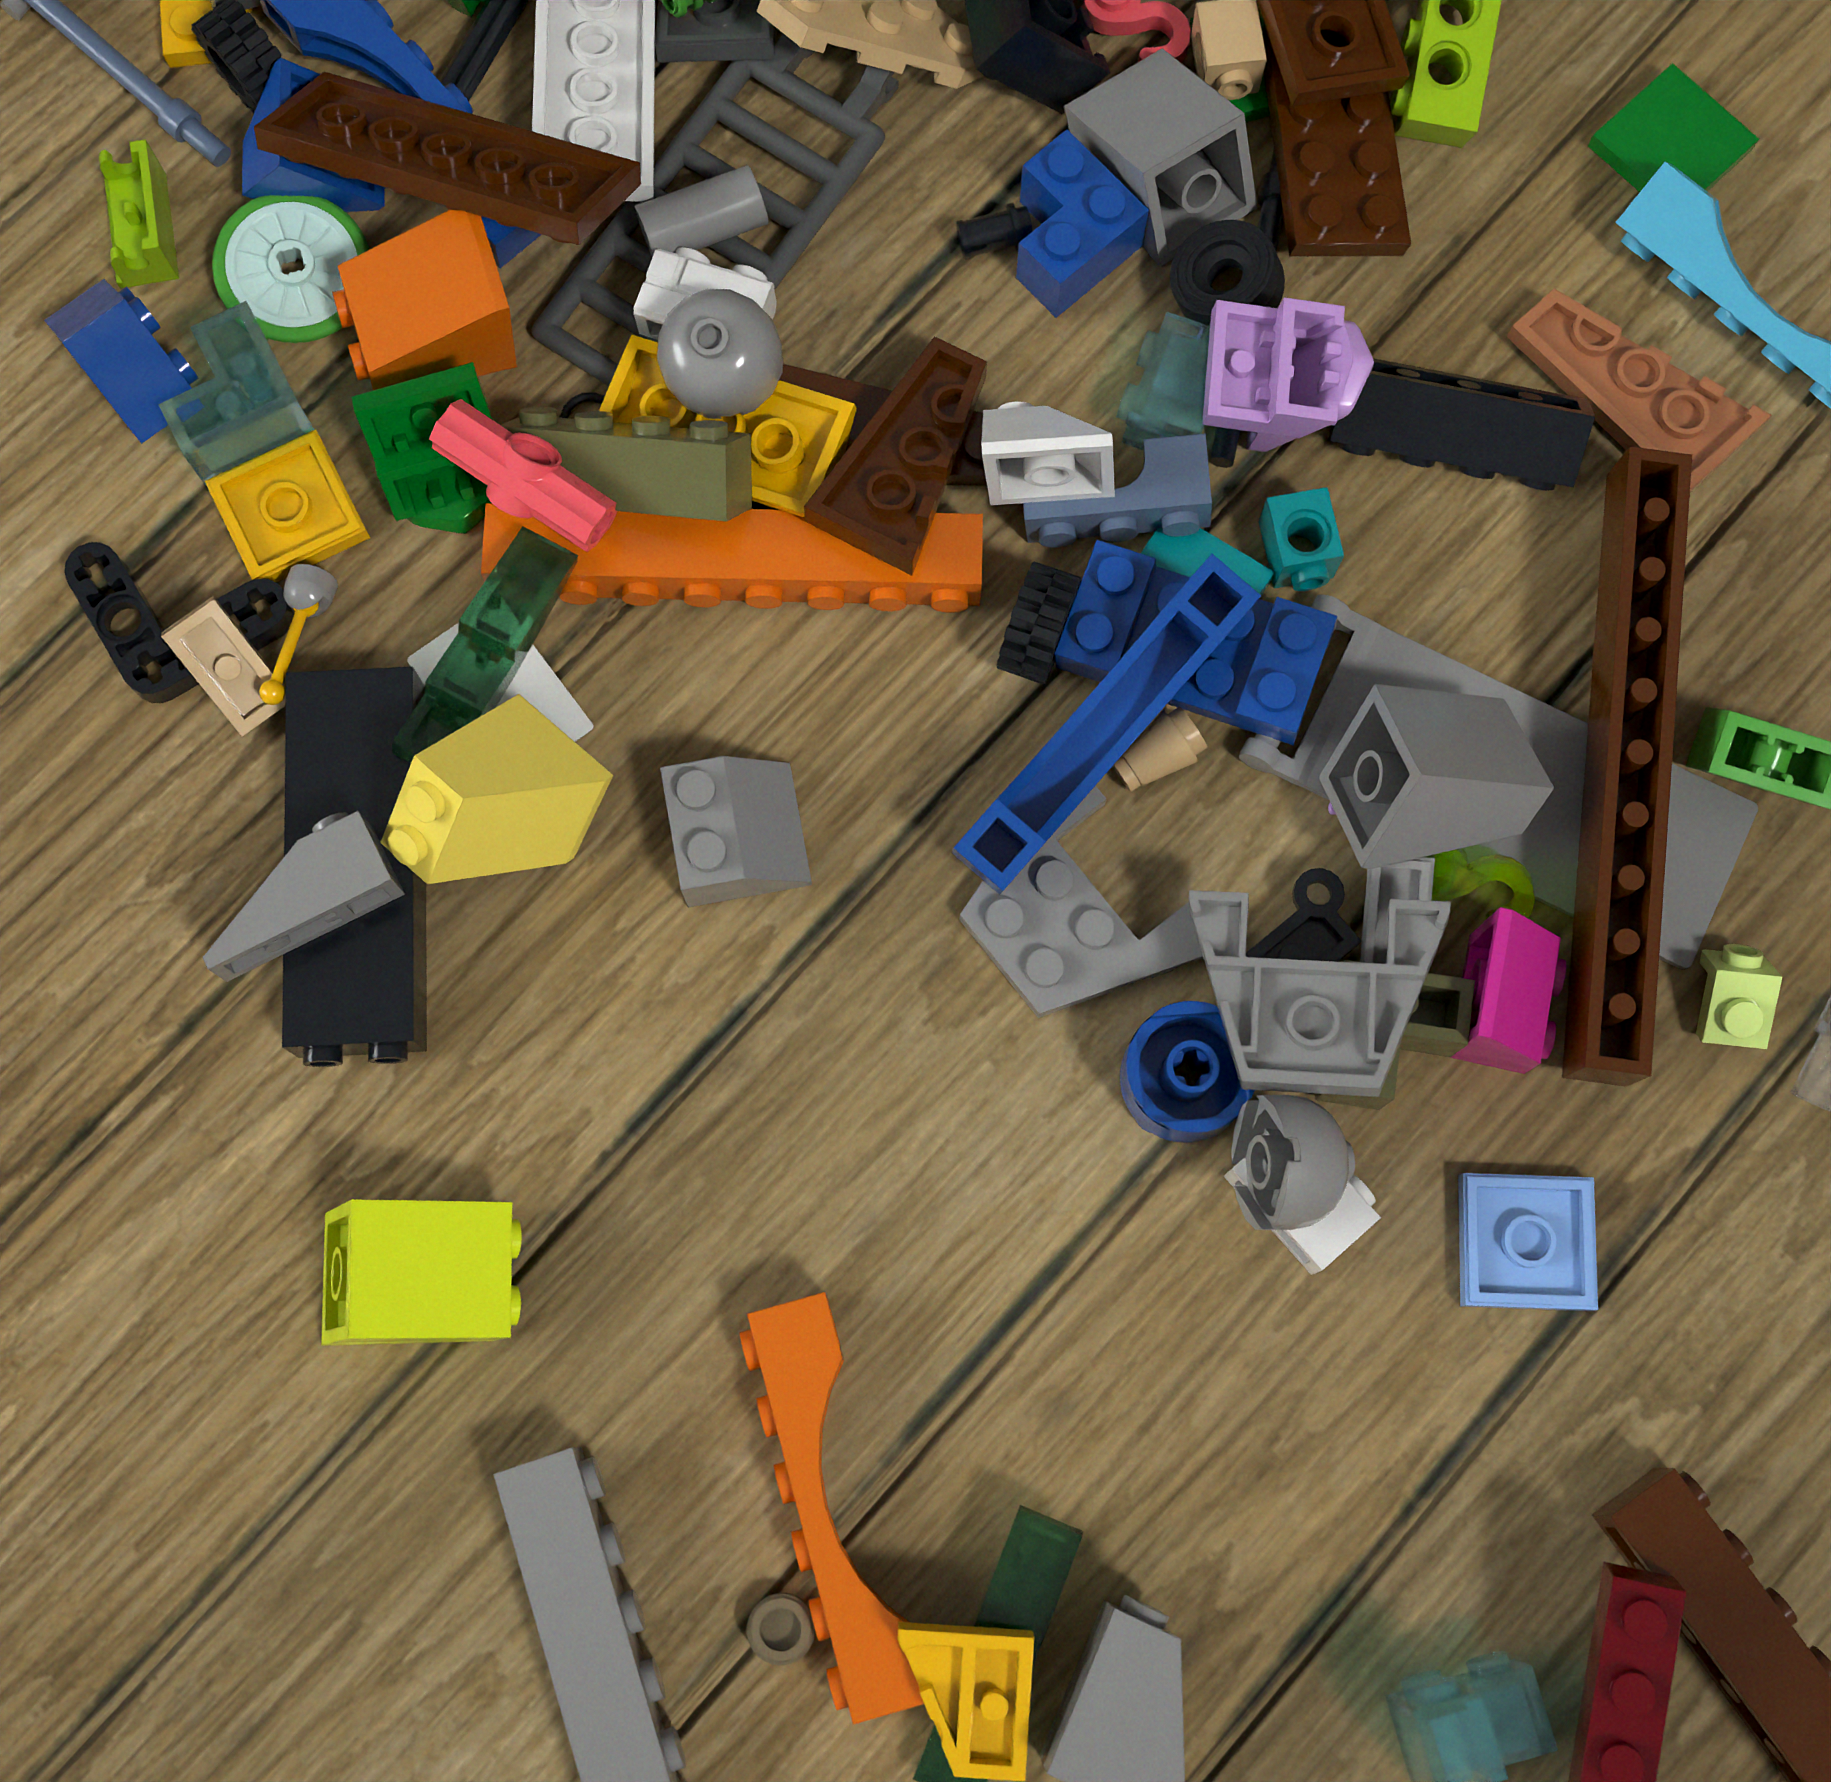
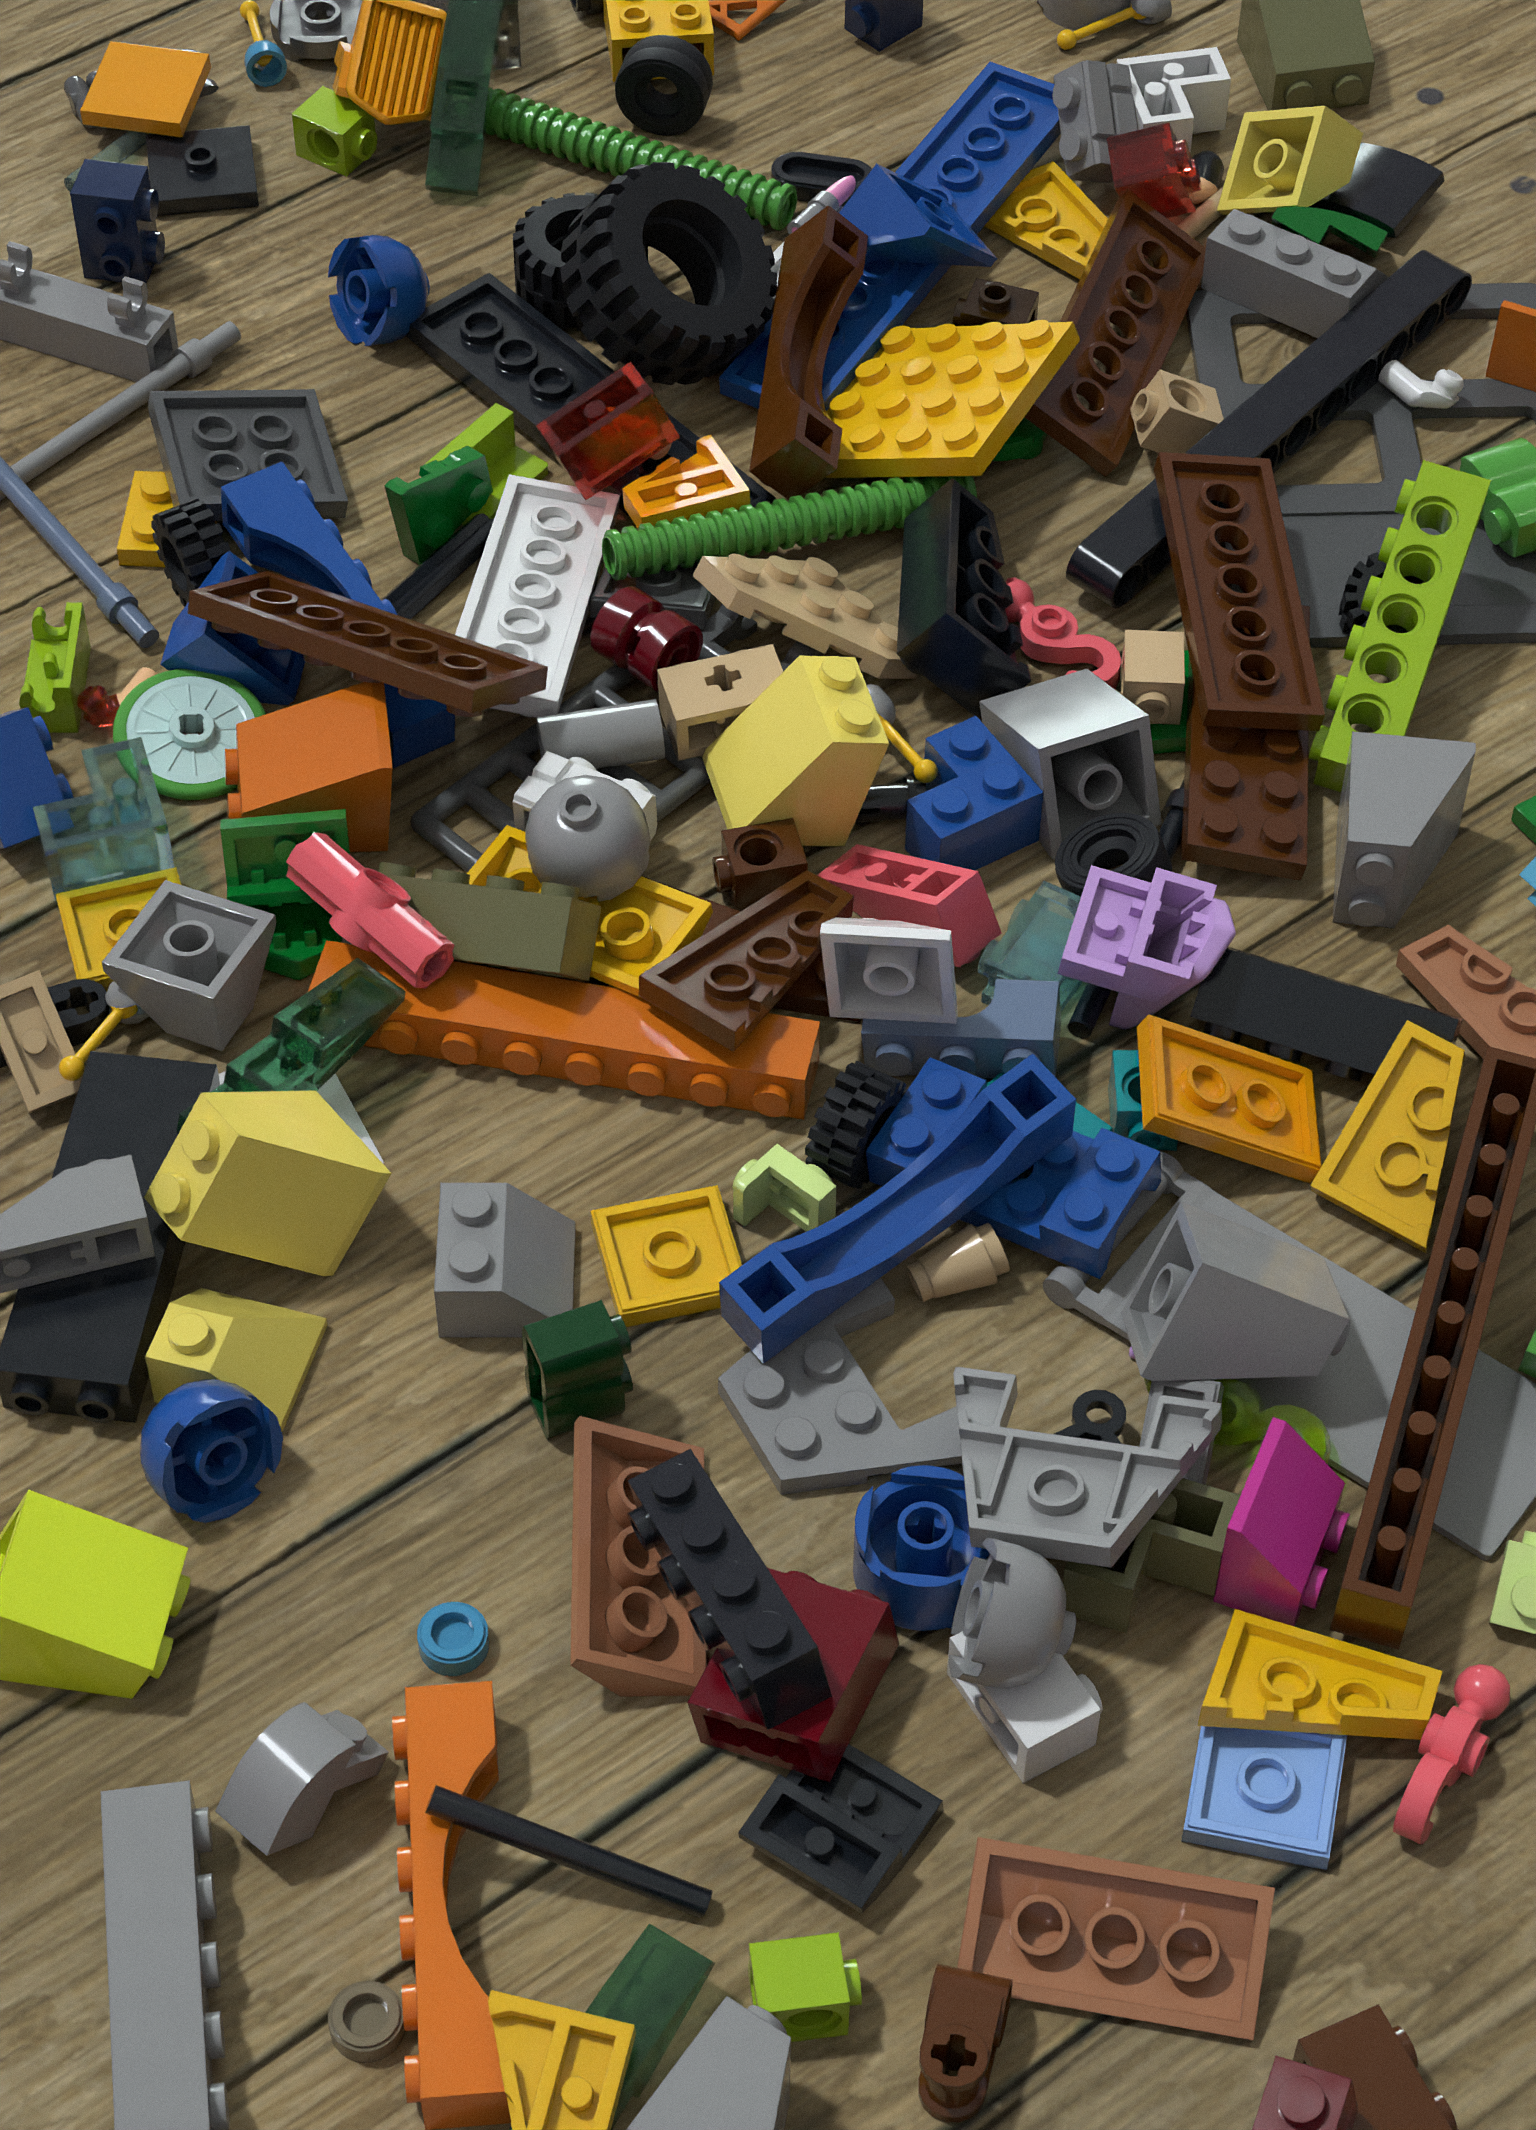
camera: 10 degrees right, 25 degrees down
(195, 250) = (99, 707): none -> clear red arm
(360, 547) = (193, 962): none -> light grey slope
(503, 968) = (235, 1342): none -> light yellow slope
(503, 1087) = (209, 1448): none -> blue cylinder
(669, 1410) = (292, 1774): none -> light grey brick
(717, 87) = (643, 636): none -> dark red wheel
(772, 1229) = (453, 1638): none -> dark azure tile
(816, 150) = (710, 693): none -> tan brick
(832, 943) = (576, 1367): none -> dark green brick
(885, 784) = (665, 1254): none -> yellow tile
(889, 309) = (758, 860): none -> reddish brown brick
(904, 209) = (801, 752): none -> light yellow slope
(926, 1122) = (622, 1614): none -> nougat slope
(927, 1445) = (568, 1851): none -> black bar
(958, 132) = (924, 769): none -> yellow hinge
(995, 697) = (786, 1184): none -> yellowish green bracket
(1028, 1174) = (729, 1590): none -> black brick
(1041, 347) = (919, 893): none -> coral slope
(1095, 1218) = (855, 1647): none -> dark red brick
(1161, 1354) = (847, 1831): none -> black slope
(1162, 1533) = (805, 1984): none -> lime brick
(1310, 1536) = (961, 2034): none -> reddish brown piece
(1381, 529) = (1228, 1099): none -> light orange tile
(1425, 1430) = (1118, 1937): none -> nougat slope
(1484, 184) = (1395, 822): none -> light grey slope
(1547, 545) = (1398, 1138): none -> yellow wing
(1558, 1140) = (1314, 1684): none -> yellow wing
(1691, 1182) = (1451, 1747): none -> coral piece

